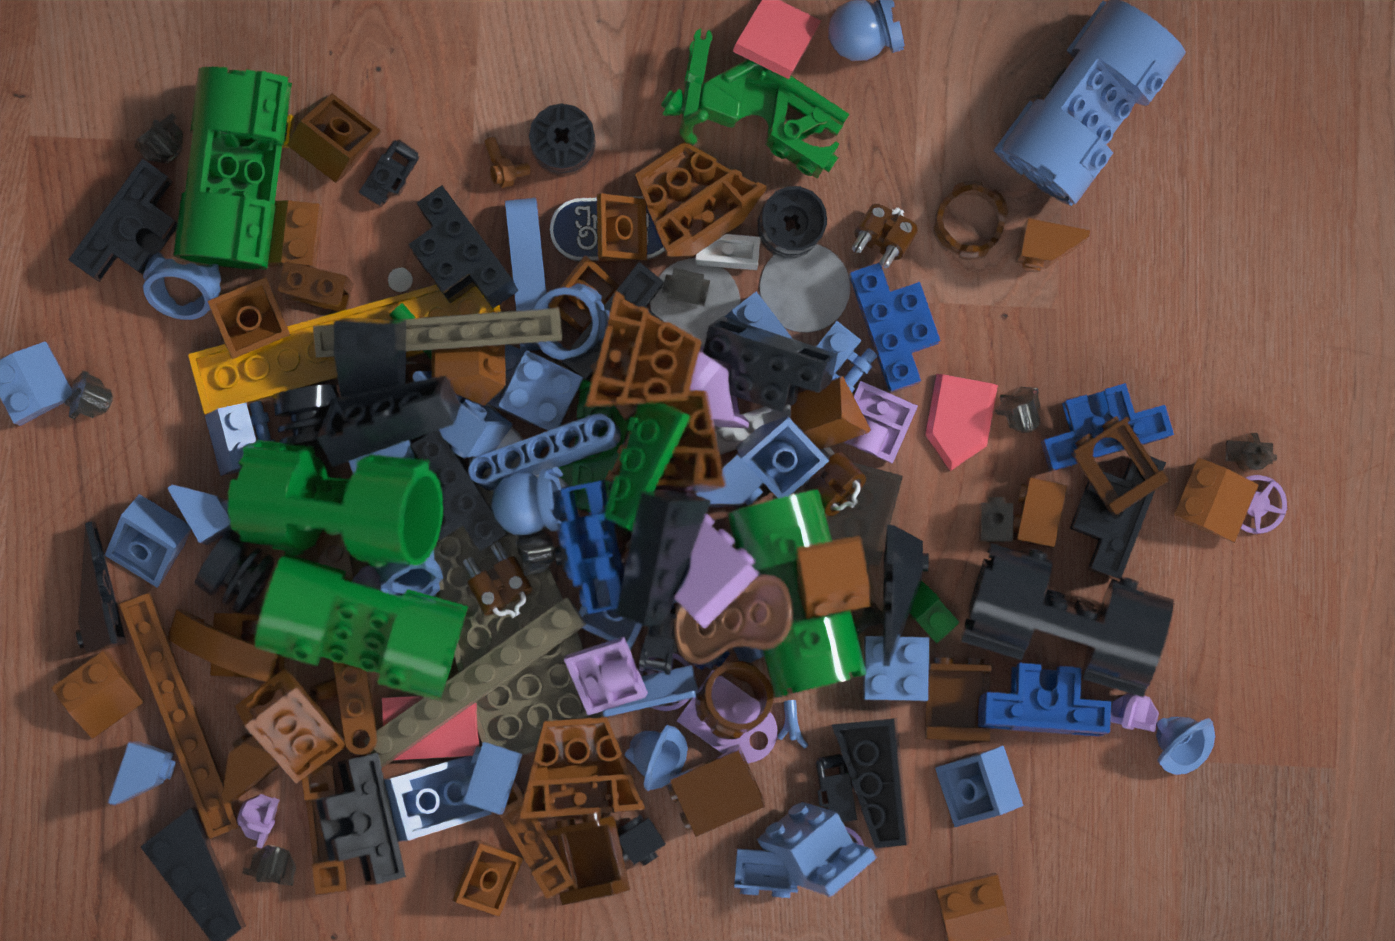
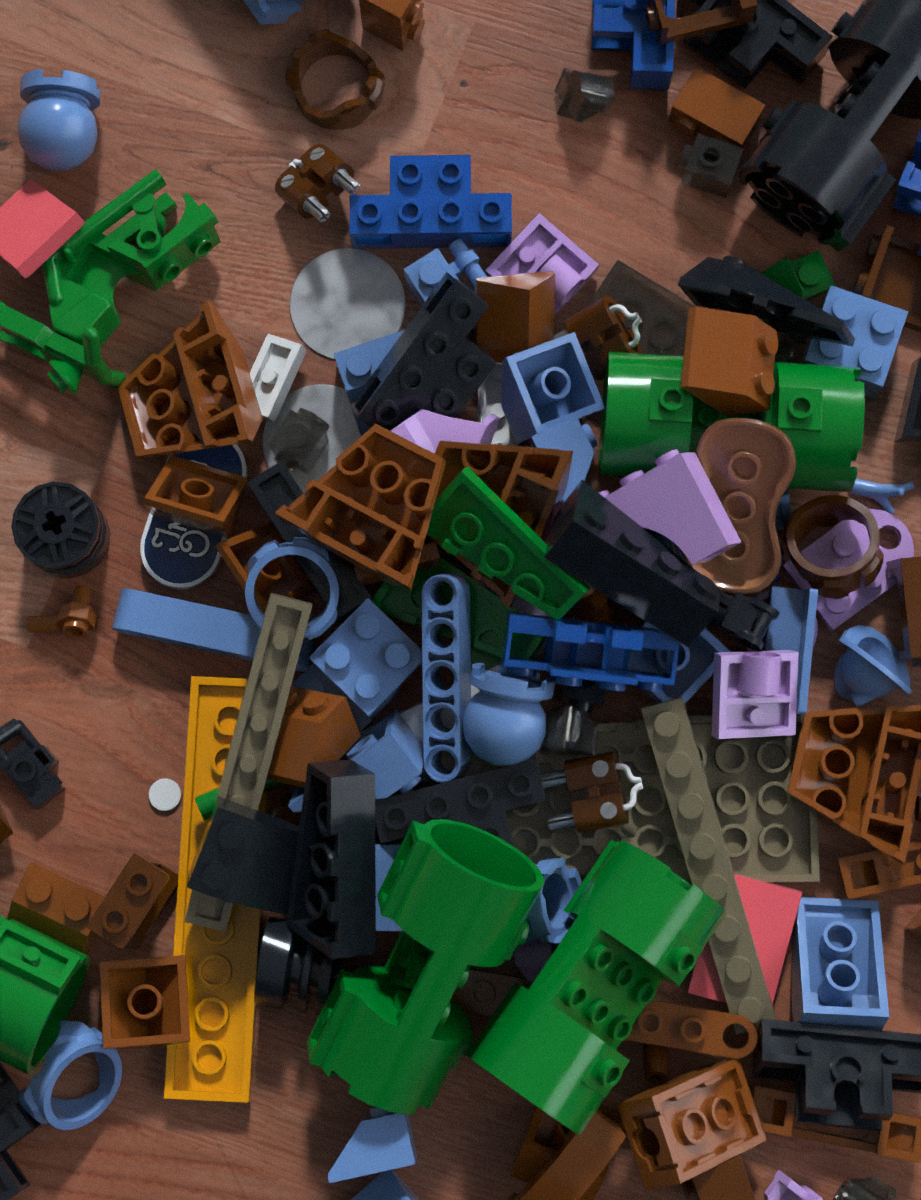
camera: 65 degrees left, 5 degrees down
(232, 430) = (283, 1072): medium blue brick -> none
(236, 572) = (466, 1130): black wheel -> none
(458, 254) = (156, 704): black piece -> none
(491, 778) = (839, 882): medium blue hinge -> none
(802, 207) = (265, 264): black wheel -> none
(960, 417) = (568, 173): coral tile -> none

